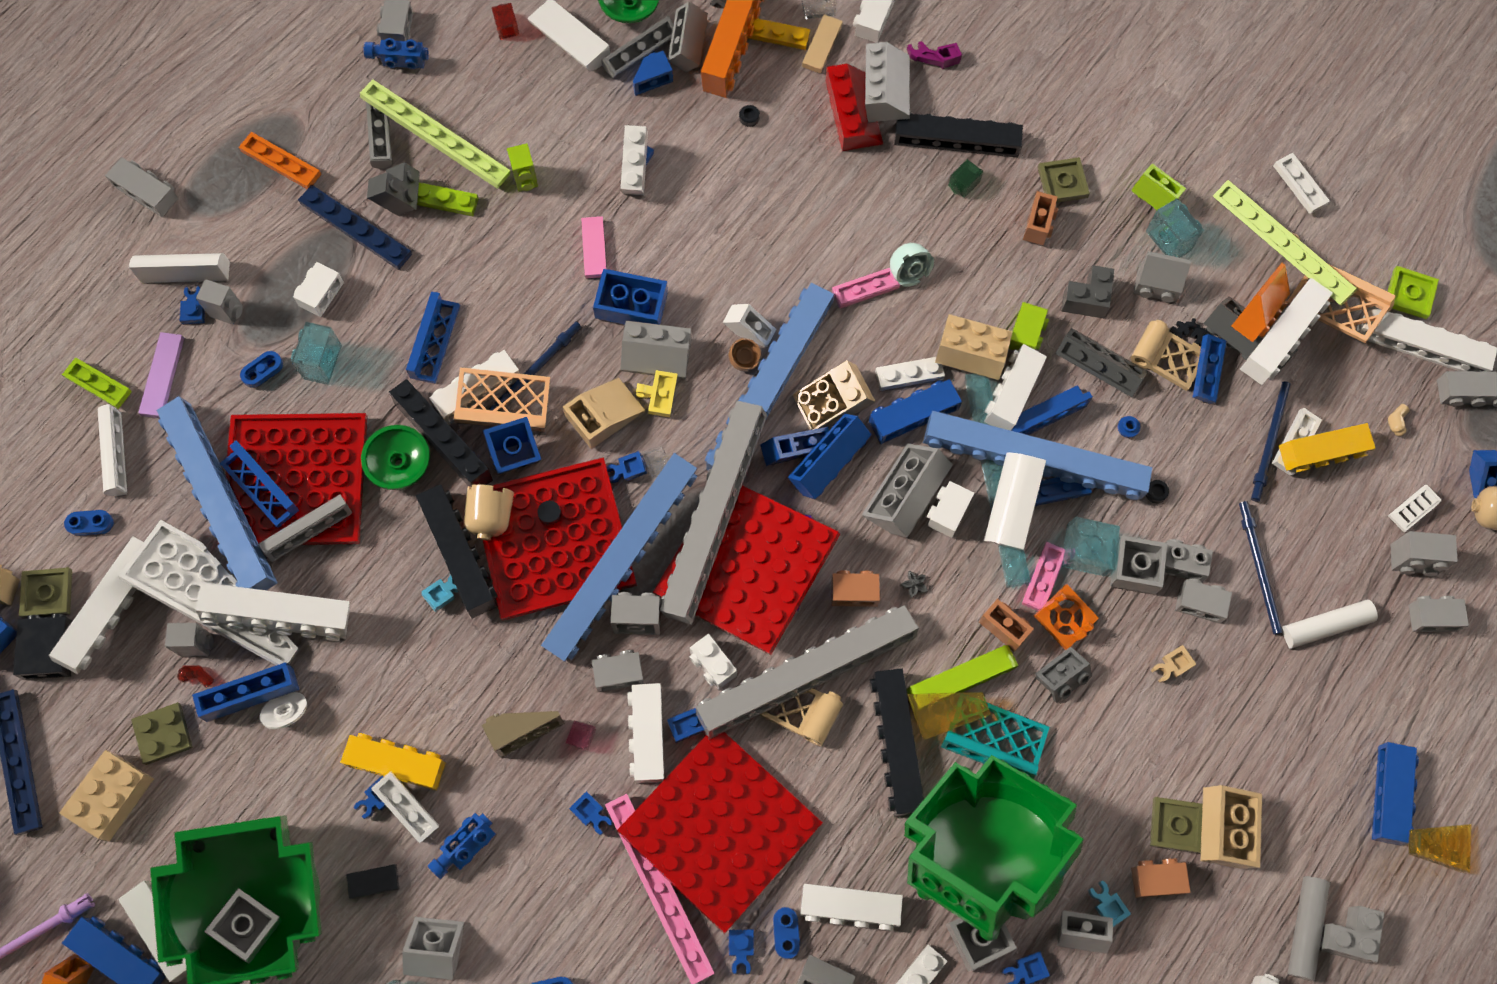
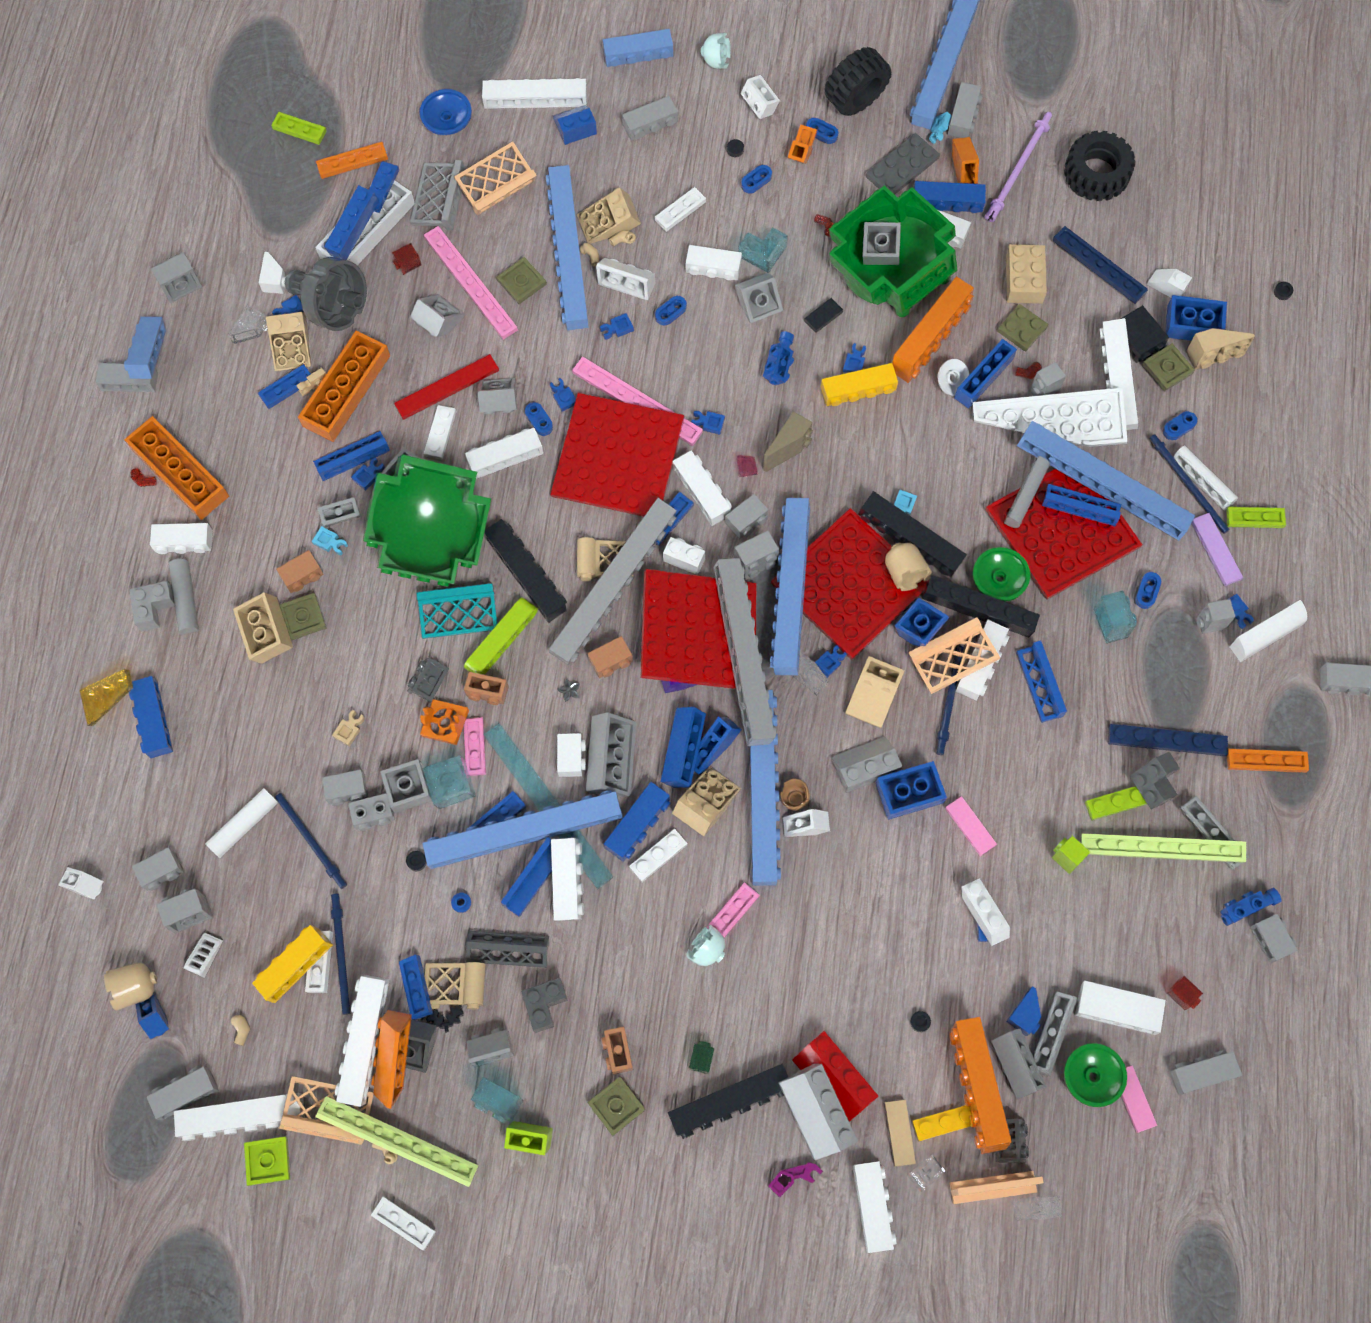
camera: 155 degrees right, 0 degrees up
(128, 510) = (1160, 446): none -> dark blue bar
(263, 779) = (933, 329): none -> orange brick
(272, 611) = (1002, 422): white brick -> none
(318, 289) = (1154, 669): white brick -> none
(405, 807) = (832, 361): white plate -> none
(549, 512) = (864, 594): black tile -> none
(660, 393) = (841, 731): light yellow plate -> none
(947, 711) = (500, 602): clear yellow wing -> none
(973, 347) = (617, 897): tan brick -> none
(1015, 500) = (522, 778): white brick -> none
(1028, 327) = (581, 943): lime brick -> none

